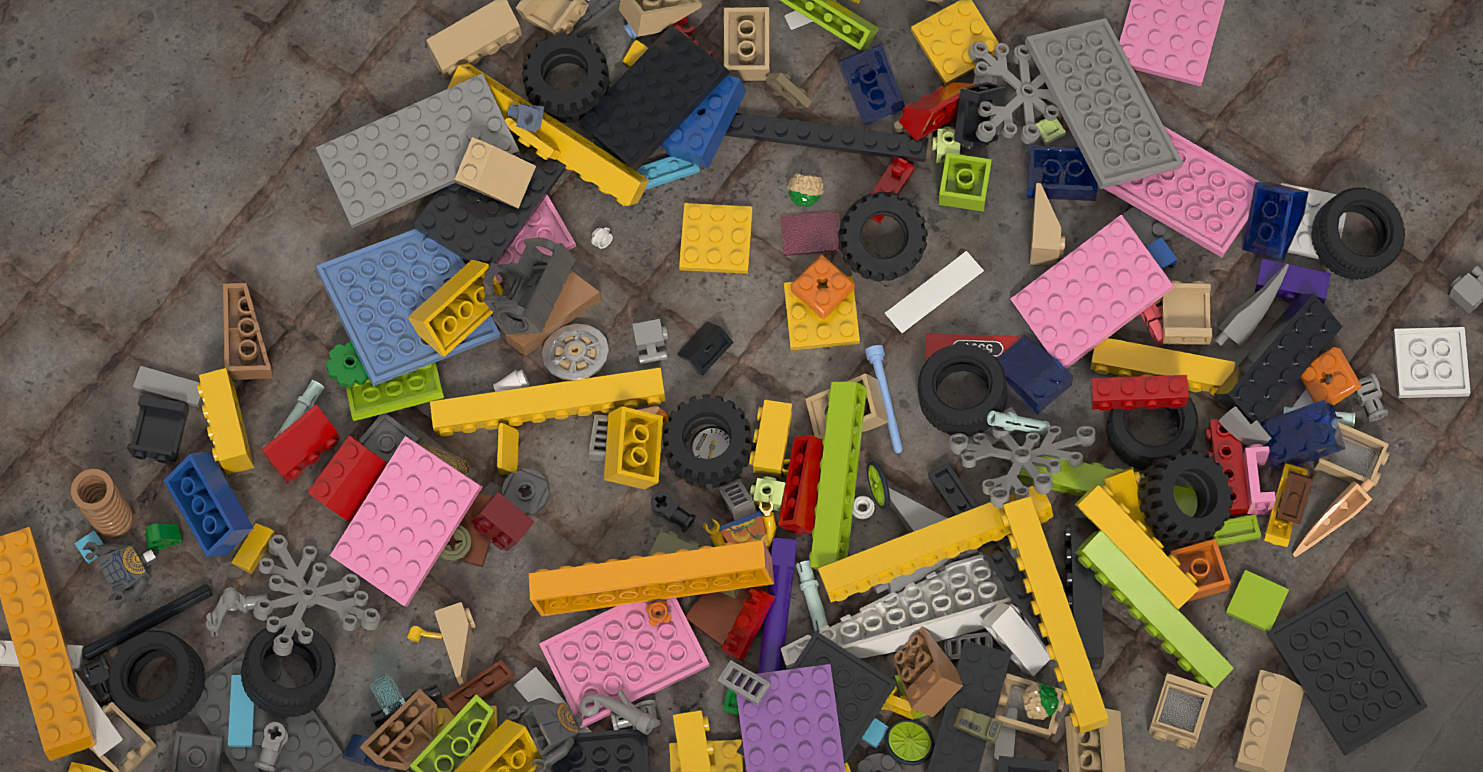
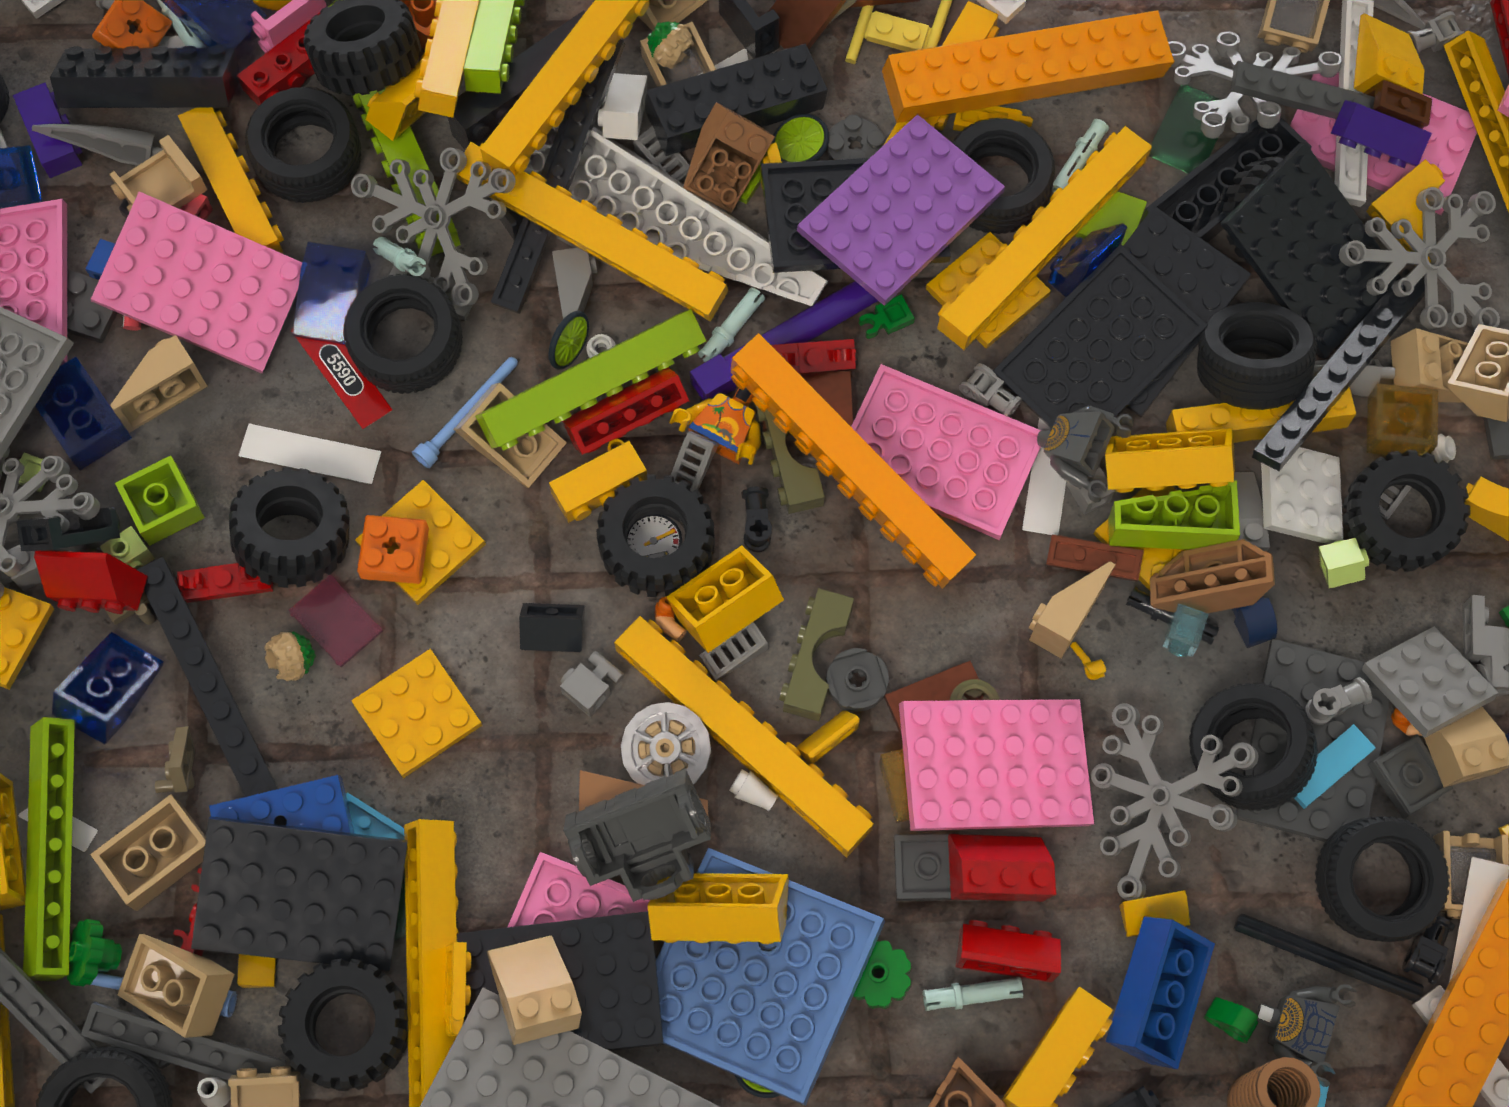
camera: 135 degrees left, 0 degrees up
(230, 601) = (1228, 883): light grey pin -> none
(395, 394) = (854, 883): lime plate -> none
(502, 522) = (916, 659): dark red brick -> none
(527, 116) = (435, 1003): sand blue bracket -> none
(542, 457) = (828, 619): none -> olive arch
(601, 237) = (510, 832): white plate -> none
(643, 721) = (996, 399): light grey plant -> none
(656, 607) = (874, 435): orange plate -> none
(761, 693) = (882, 257): light grey slope -> none
(765, 489) = (660, 441): yellowish green brick -> none
(978, 725) = (741, 62): olive leg -> none
(1139, 392) = (283, 151): red brick -> none
(1242, 430) = (247, 55): light grey slope -> none

